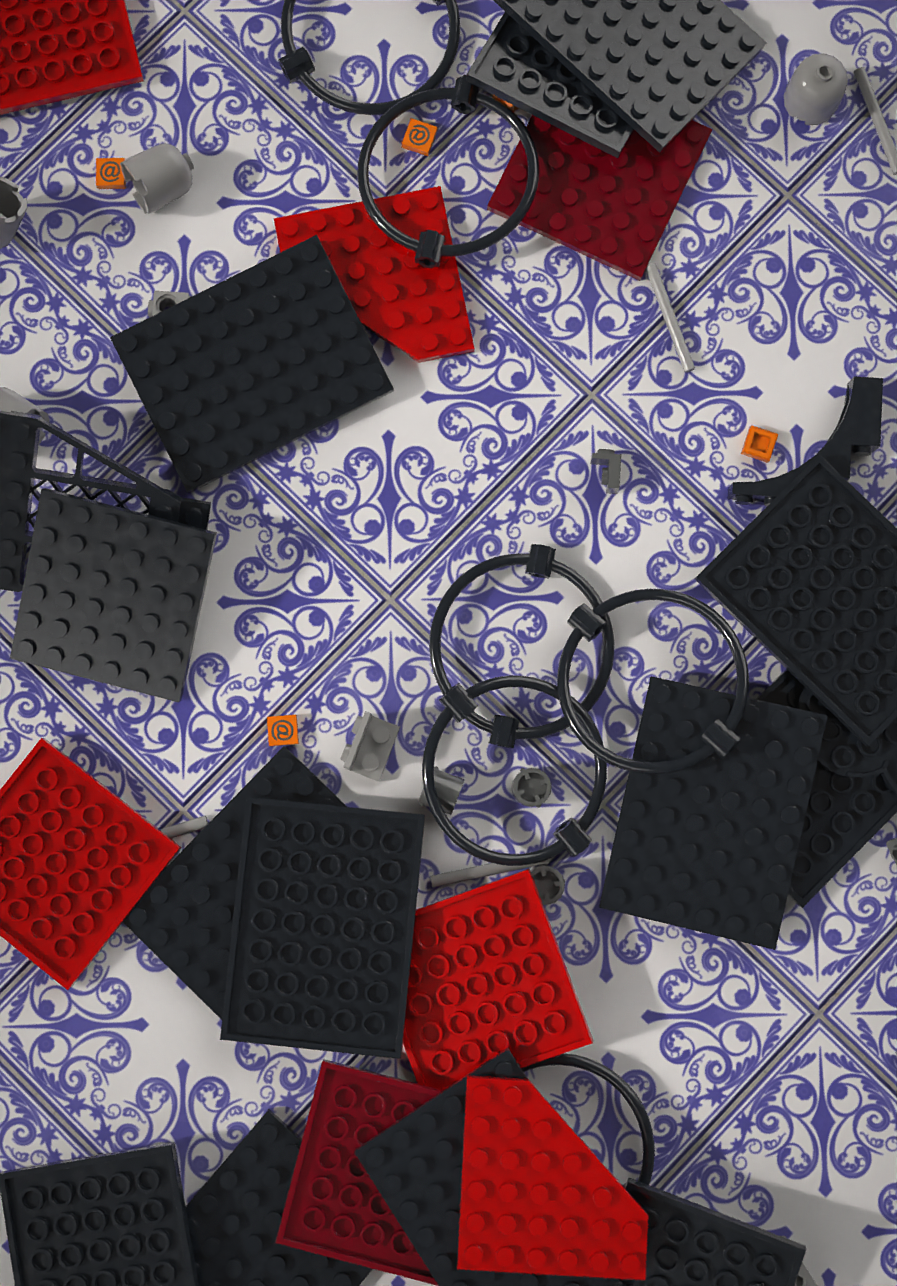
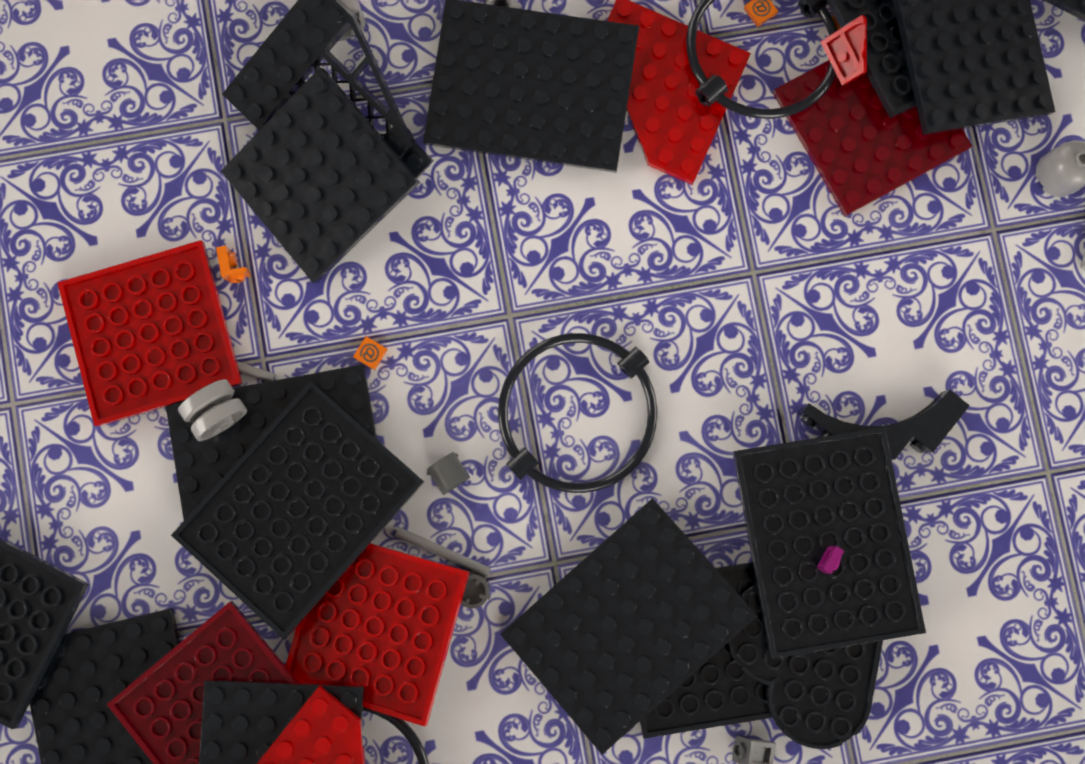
camera: 30 degrees right, 0 degrees up
(82, 742) = (227, 262): none -> orange bracket
(174, 891) = (212, 410): none -> light grey wheel
(370, 746) = (421, 406): light grey bracket -> none
(531, 787) = (512, 516): dark grey piece -> none
(533, 121) = (848, 50): none -> wing
(570, 834) = (516, 568): black piece -> none
(611, 475) = (726, 337): dark grey bracket -> none
(670, 318) = (847, 257): light grey bar -> none
(717, 737) = (667, 575): black piece -> none
(759, 444) = (847, 390): orange tile -> none
(857, 614) = (830, 559): none -> magenta tile

